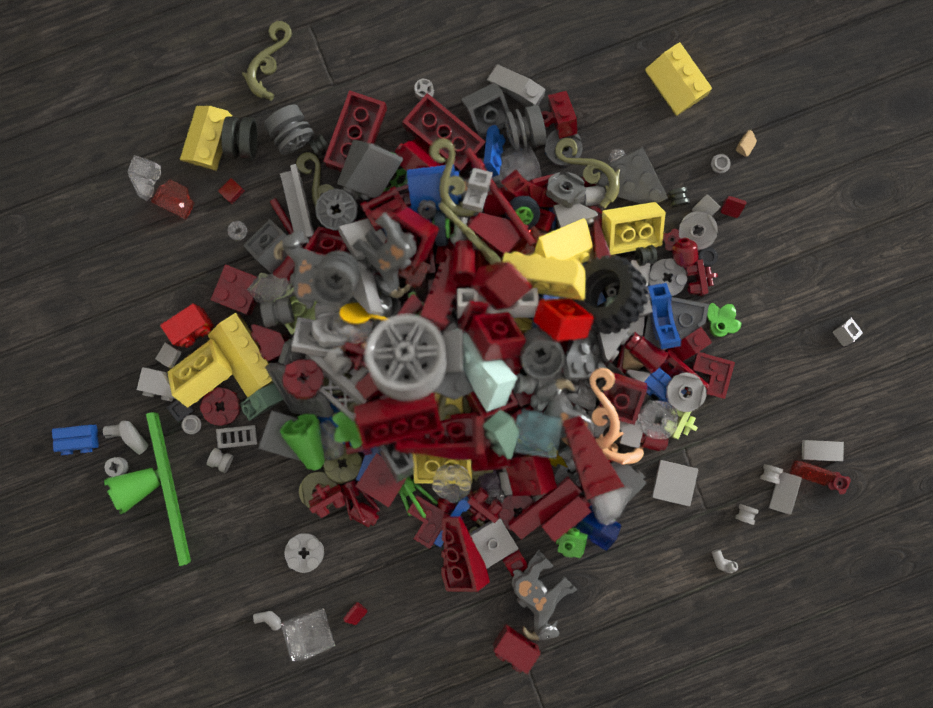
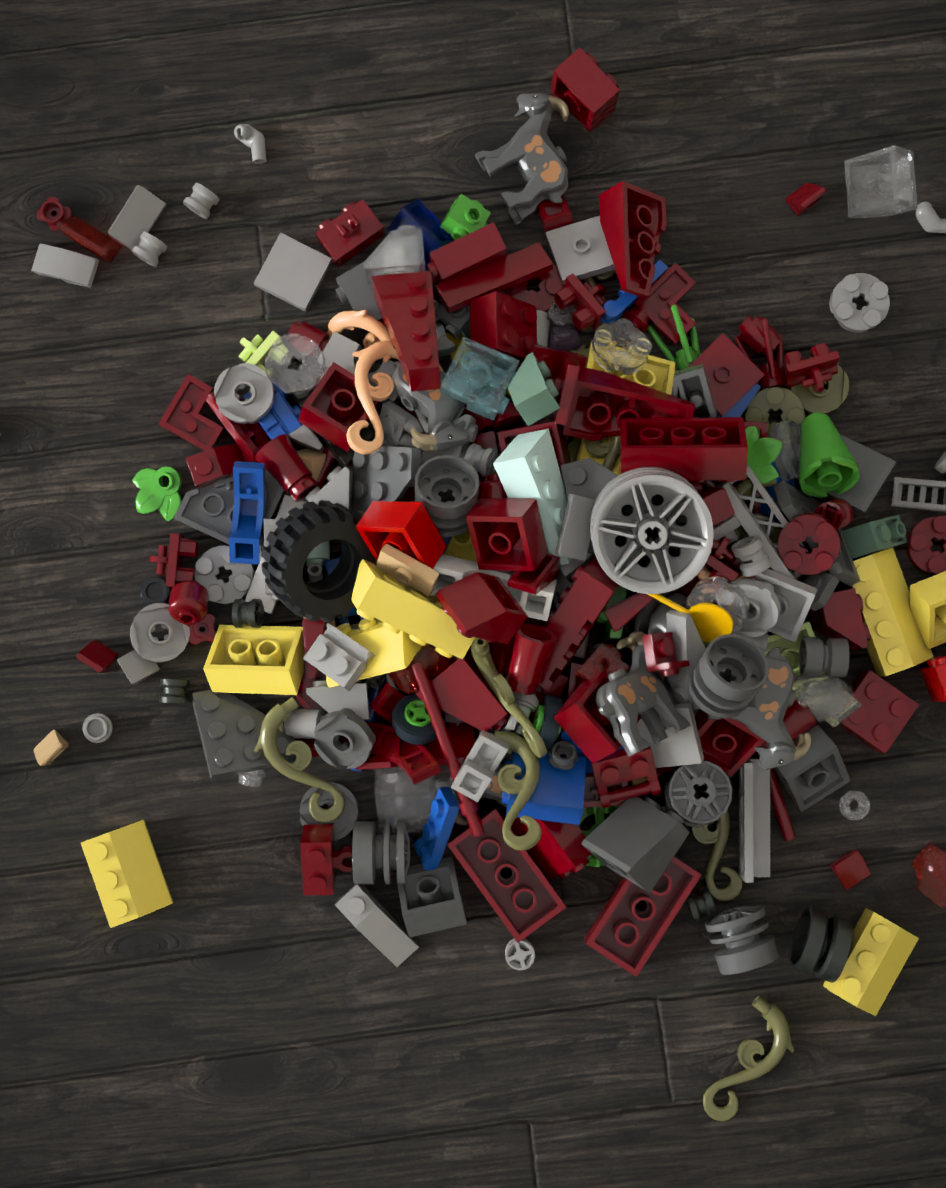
camera: 170 degrees left, 0 degrees up
(290, 408) = (840, 512): none -> dark red wheel
(380, 284) = (661, 654): none -> dark red bracket
(554, 297) = (407, 570): none -> tan plate
(582, 237) = (338, 657): none -> light grey plate
(645, 516) = (349, 232): none -> dark red brick

